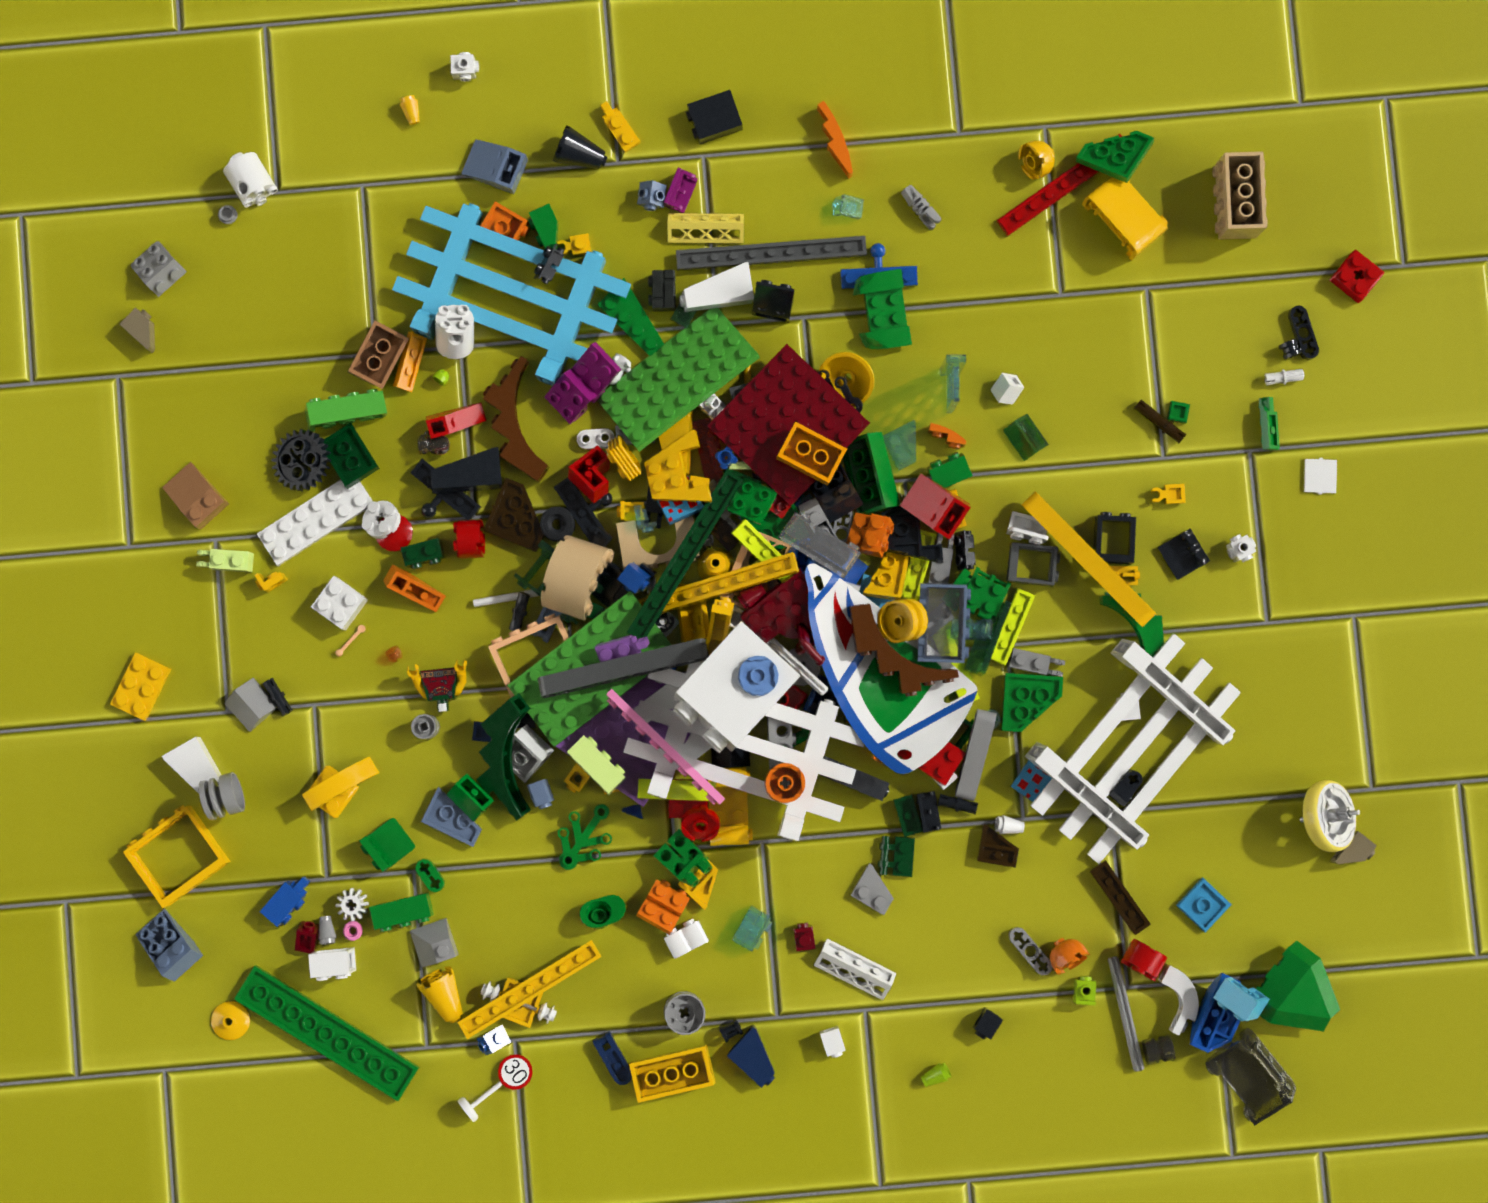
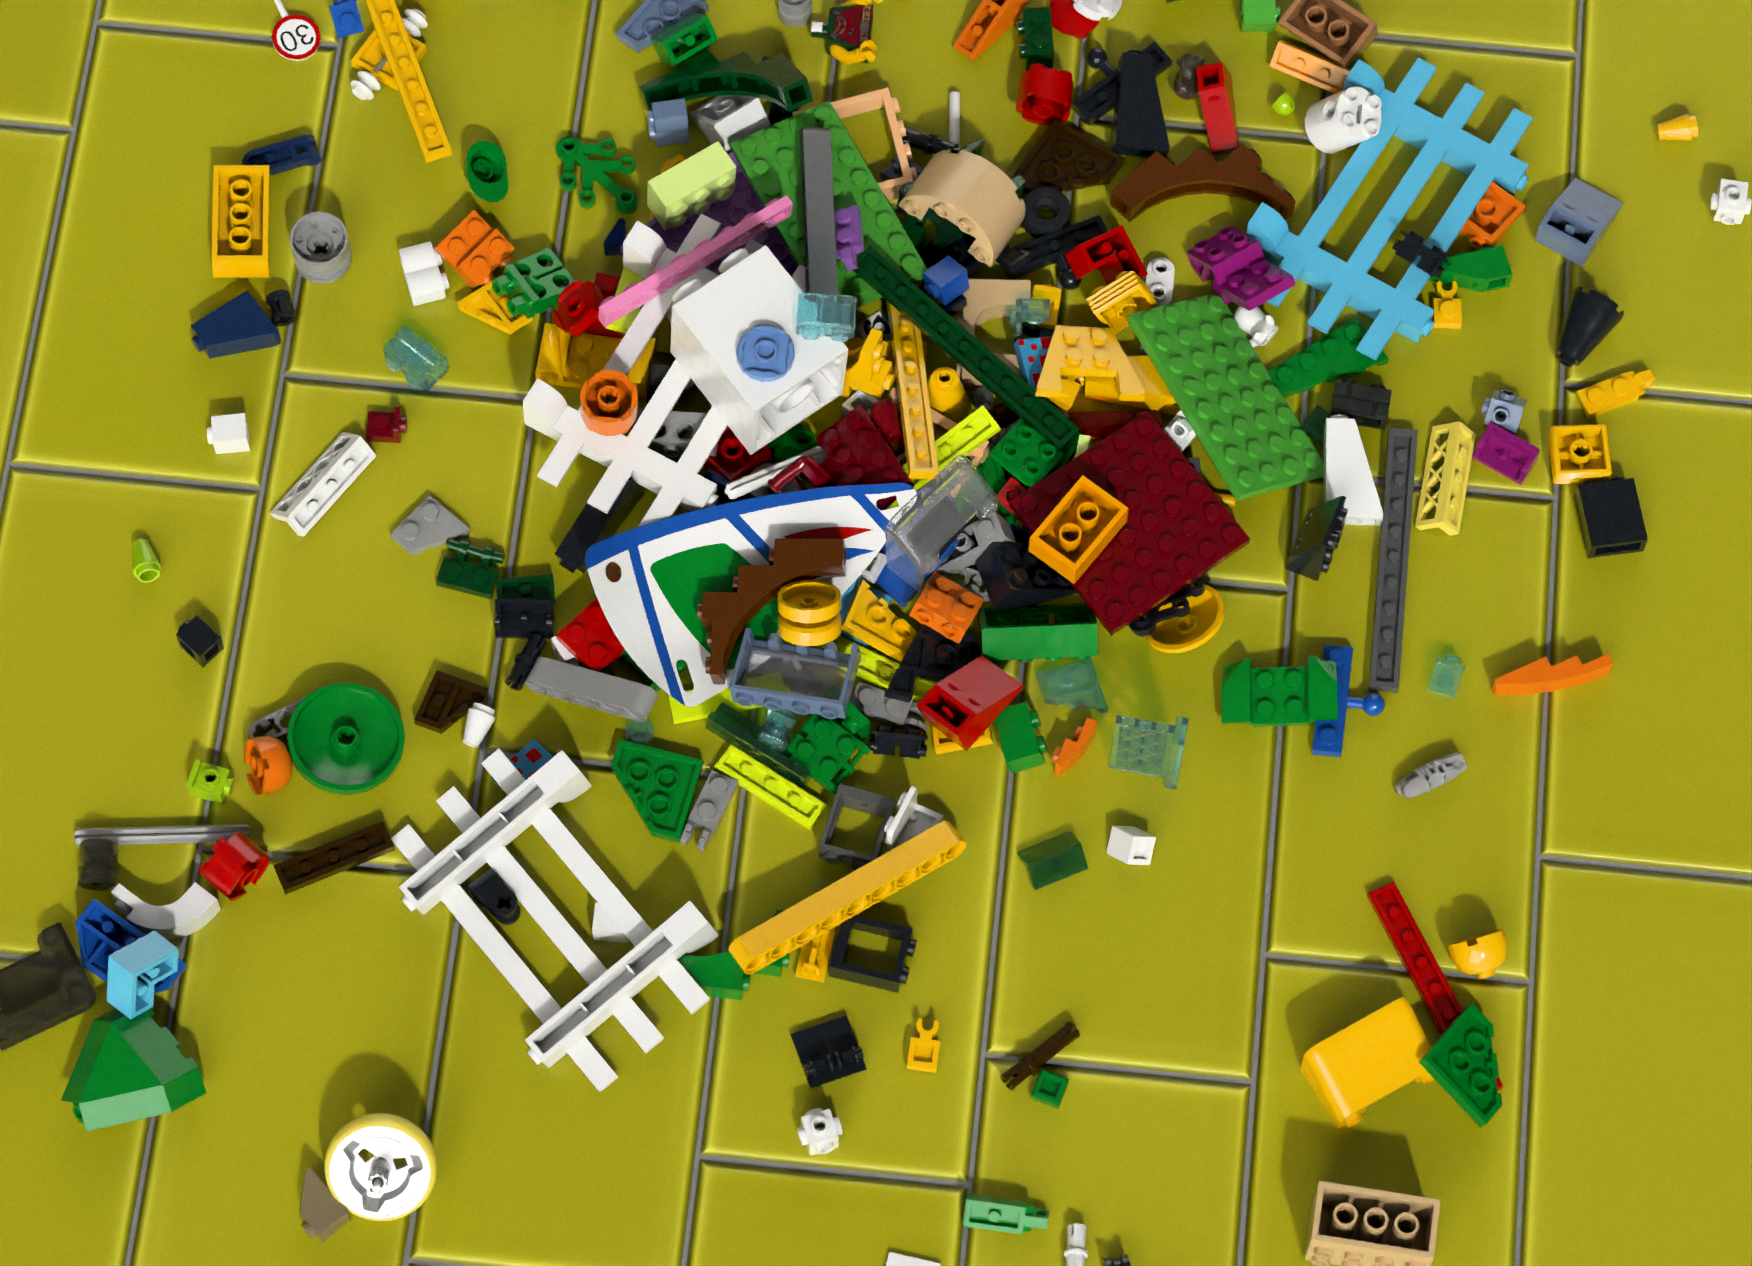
camera: 95 degrees right, 20 degrees down
(680, 133) = (1591, 443): none -> yellow brick
(720, 456) = (1095, 423): blue plate -> none
(724, 638) = (826, 316): none -> clear light blue brick
(1040, 909) = (345, 738): none -> green dish
(1203, 905) = (293, 976): dark azure tile -> none

